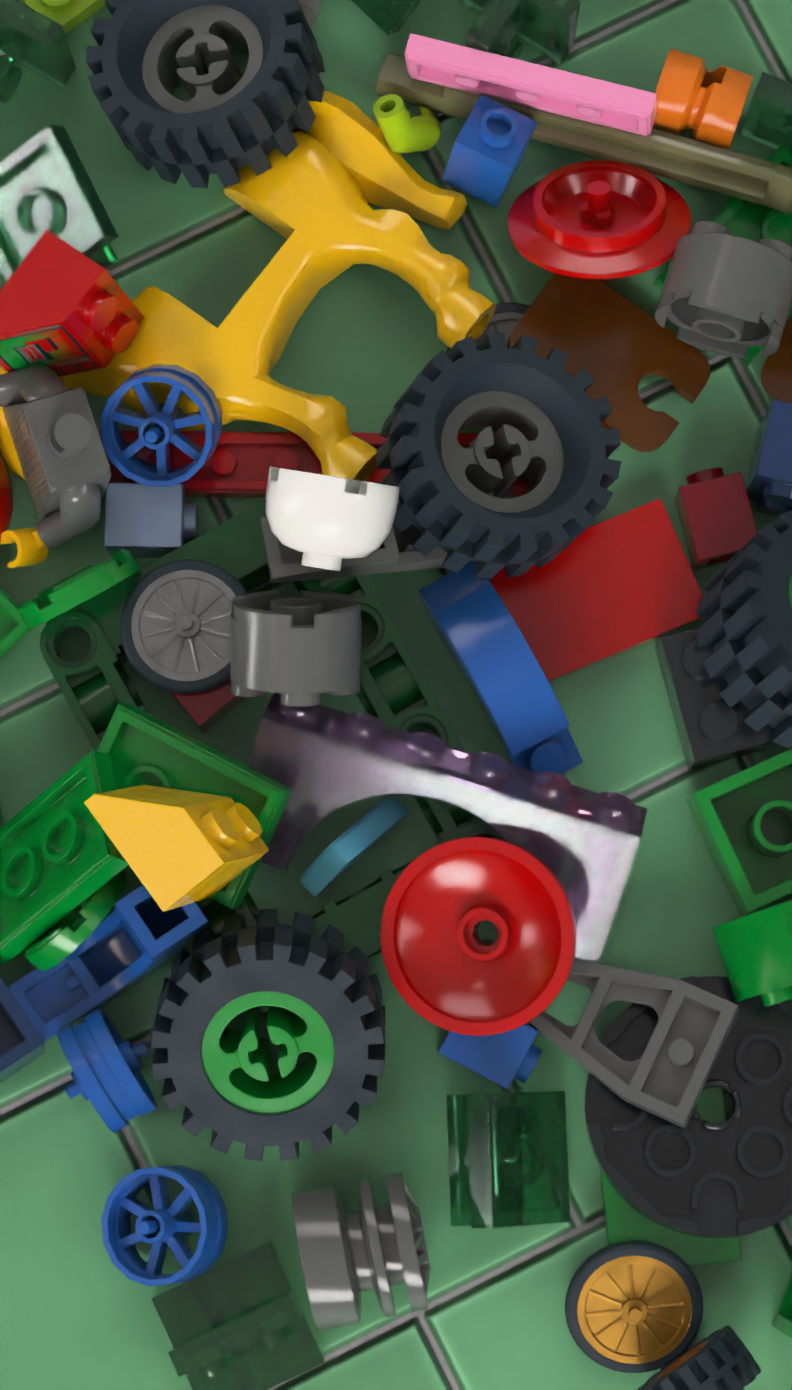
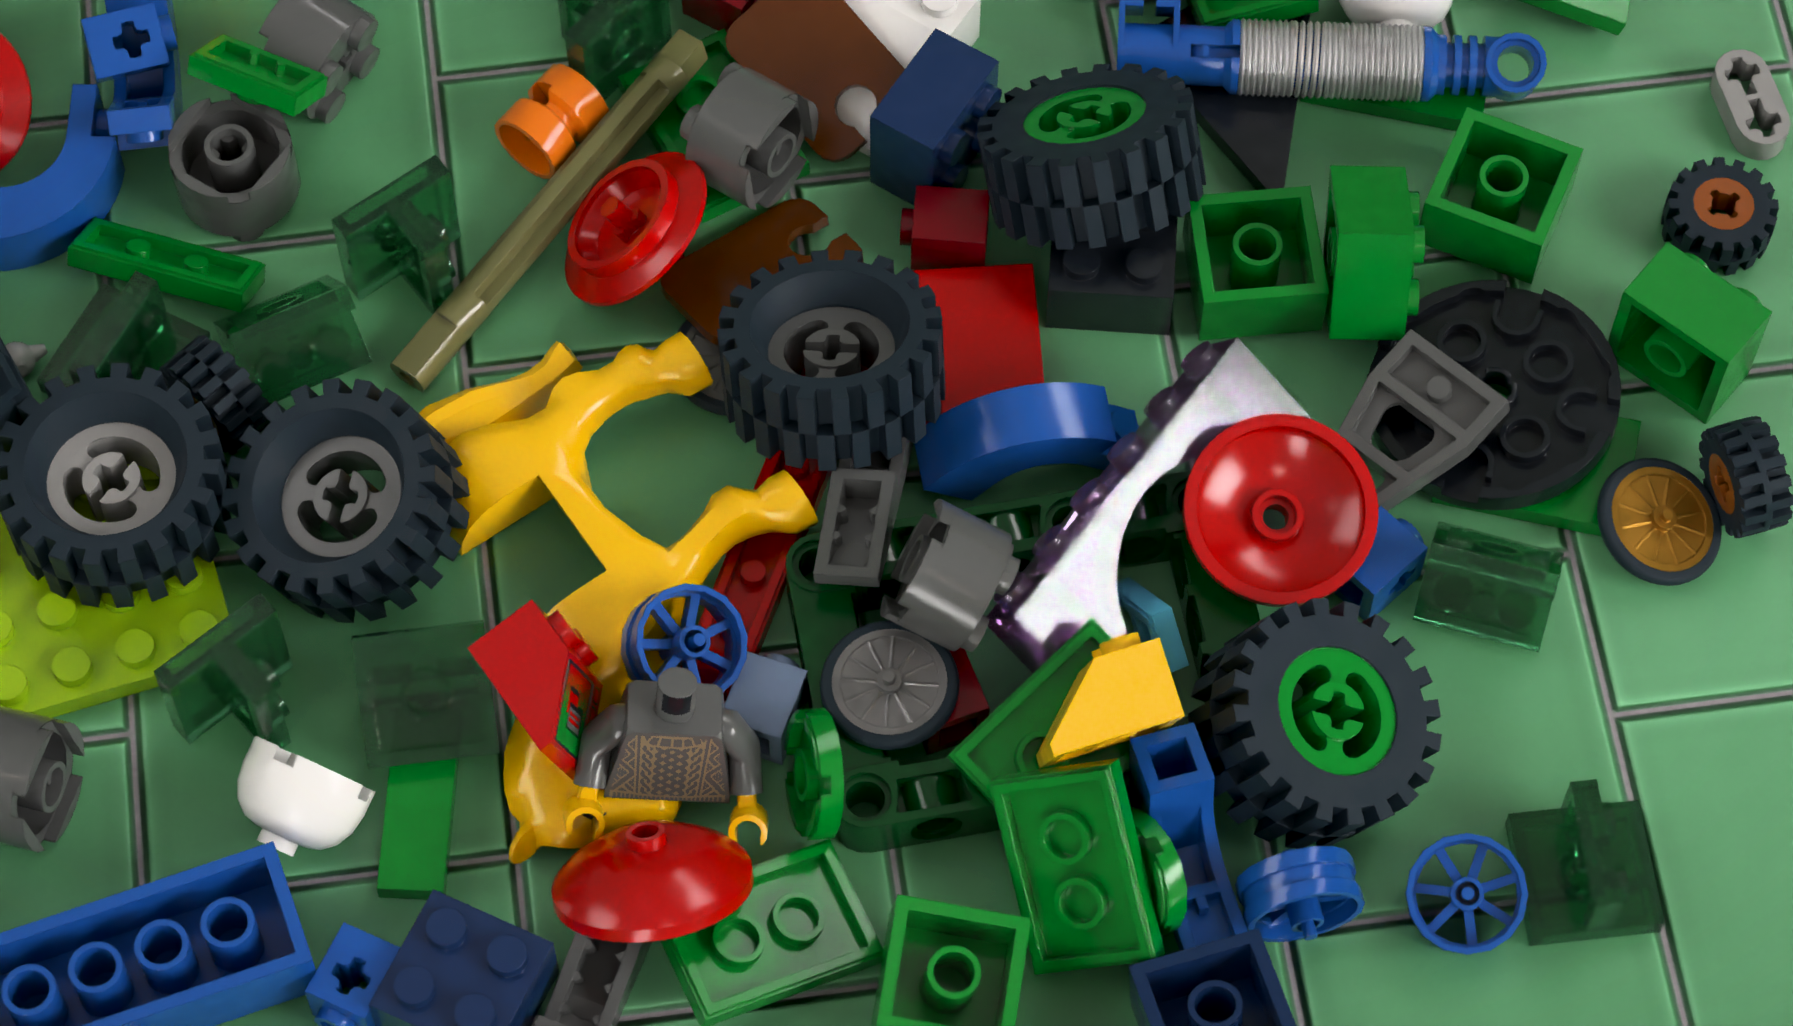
camera: 75 degrees left, 20 degrees down
(328, 515) = (841, 496): white cylinder -> none
(360, 1251) = (1543, 716): dark grey wheel -> none
(403, 130) = (471, 363): lime arm -> none
(488, 150) = (527, 300): blue brick -> none
(531, 85) = (485, 234): bright pink tile -> none

